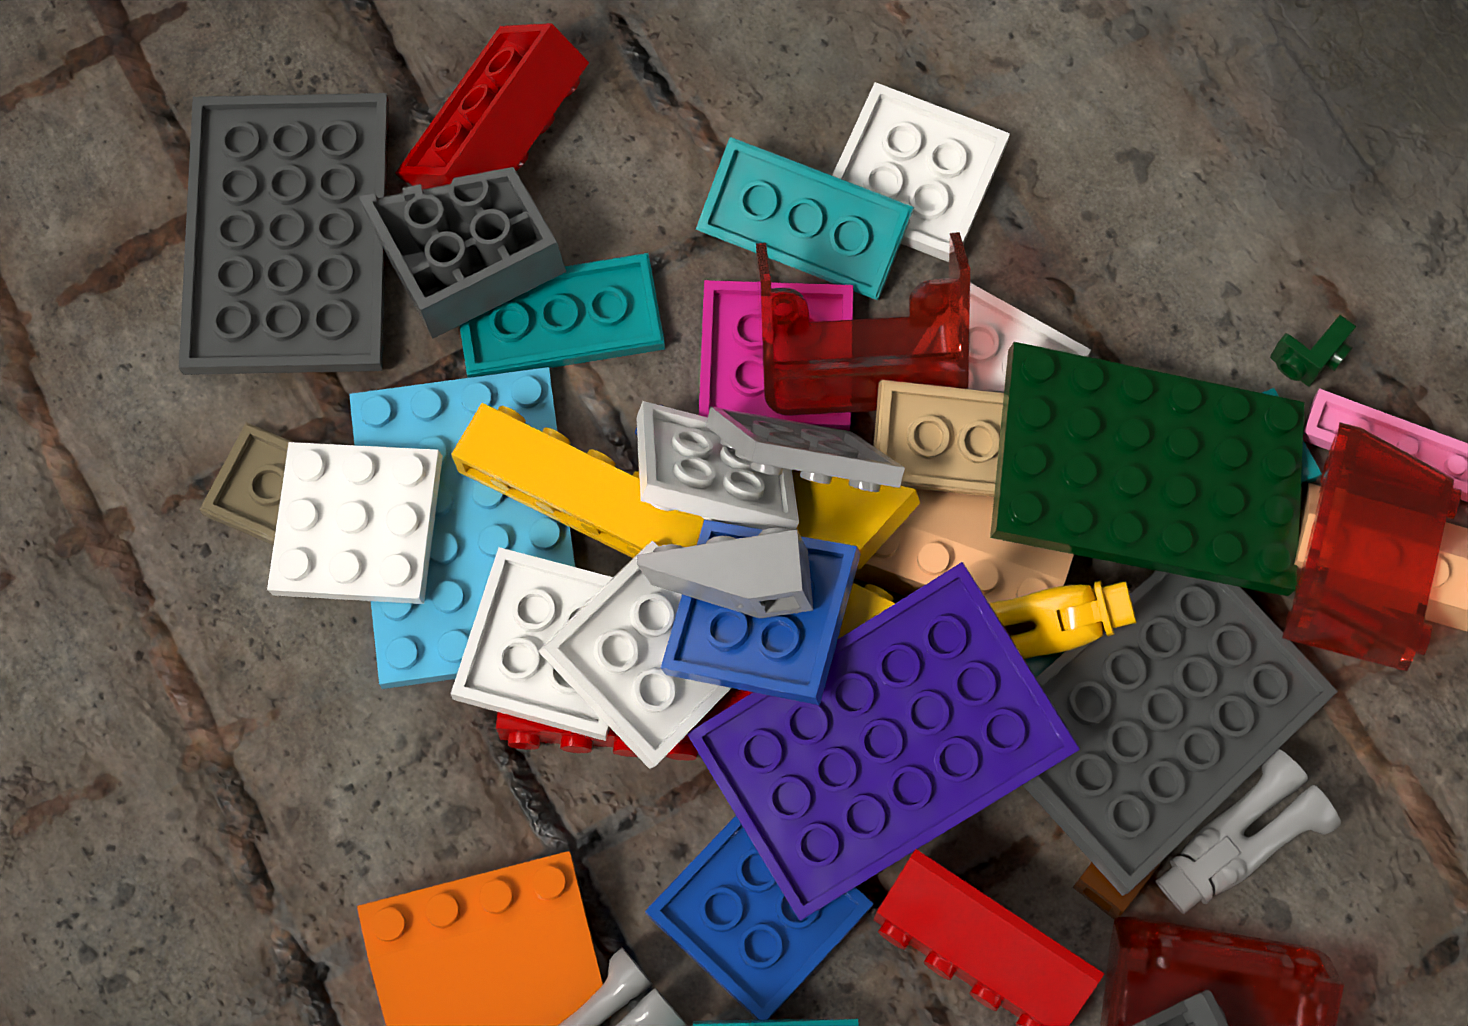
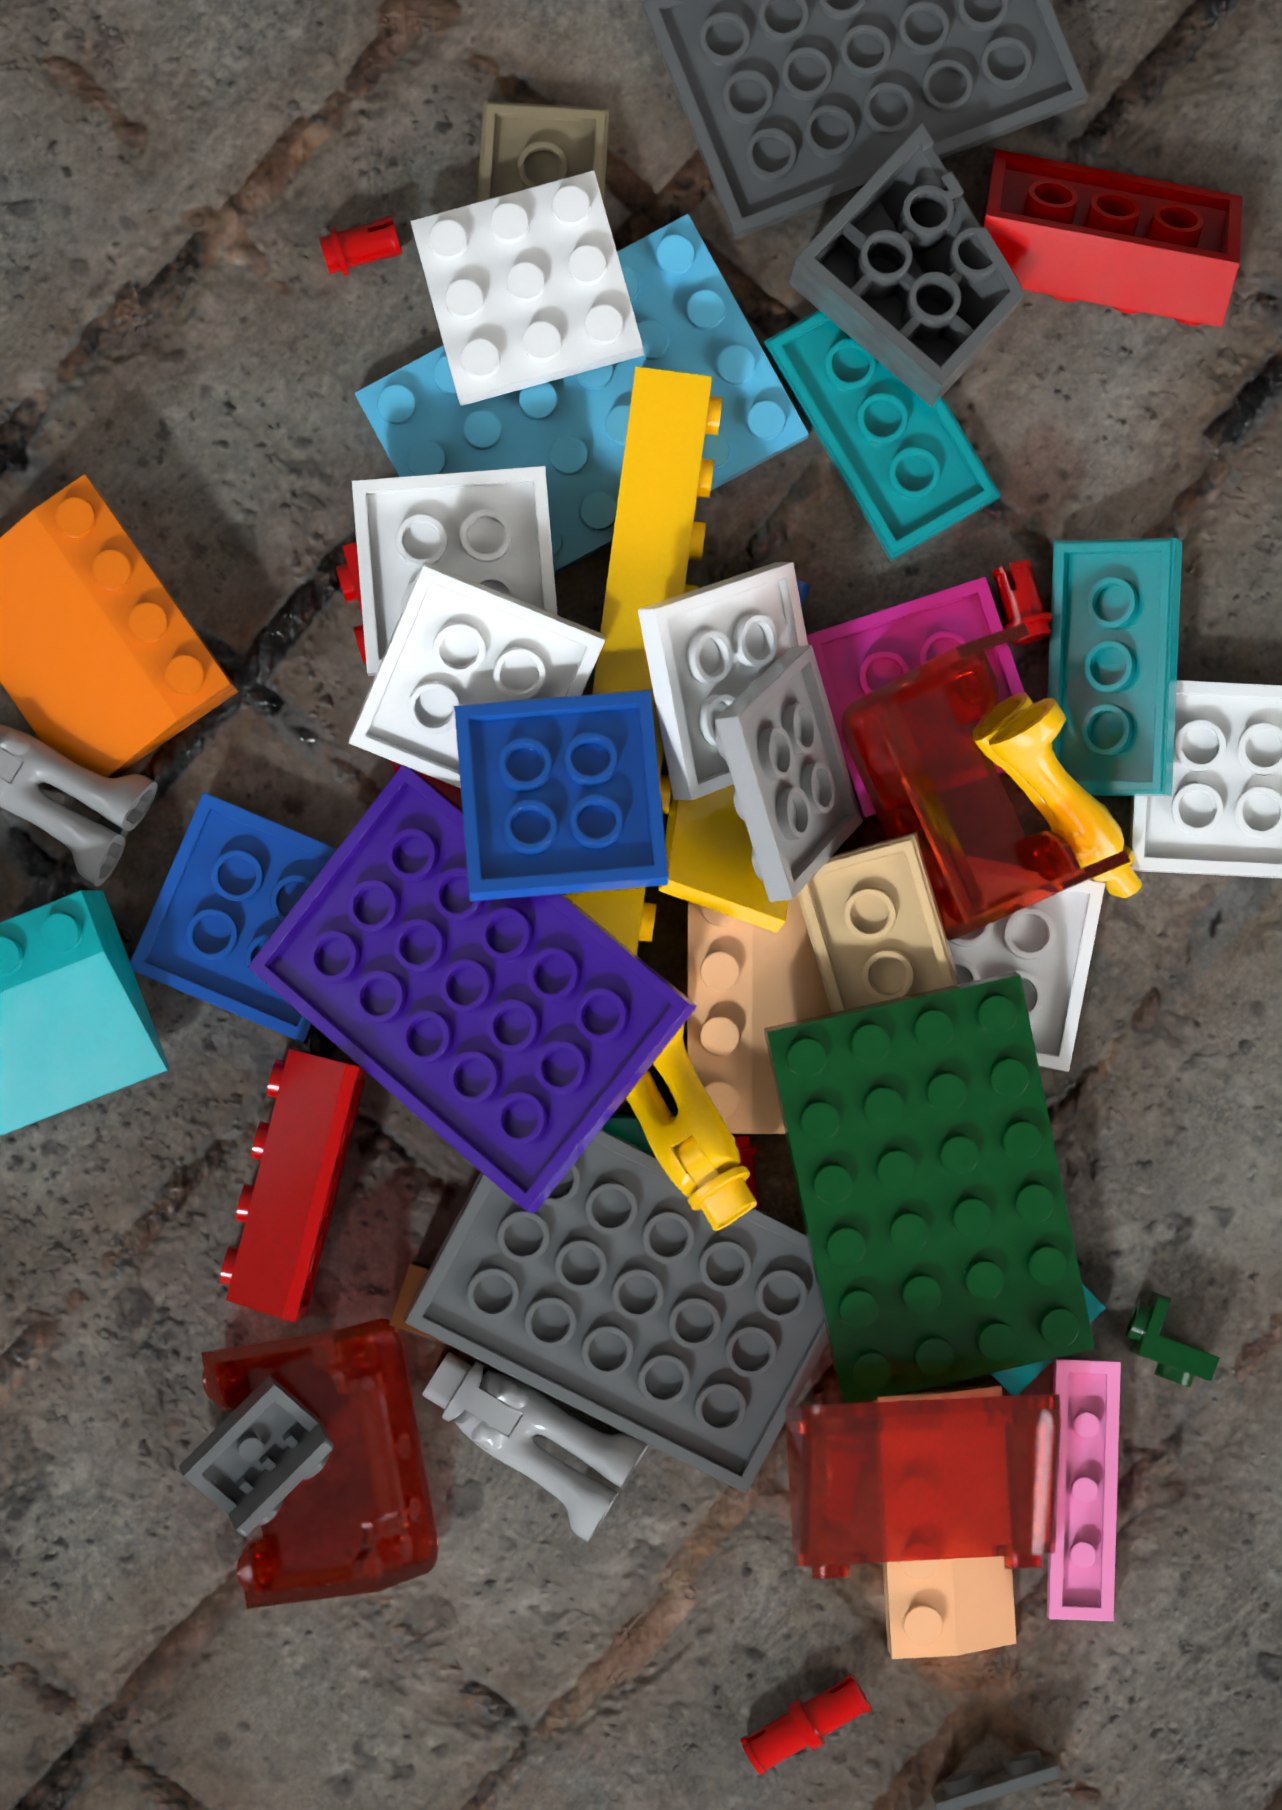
camera: 75 degrees right, 15 degrees up
(267, 639) = (360, 245): none -> red pin
(735, 265) = (1022, 601): none -> red pin
(748, 575) = (586, 770): light grey slope -> none
(849, 286) = (1020, 742): none -> yellow piece

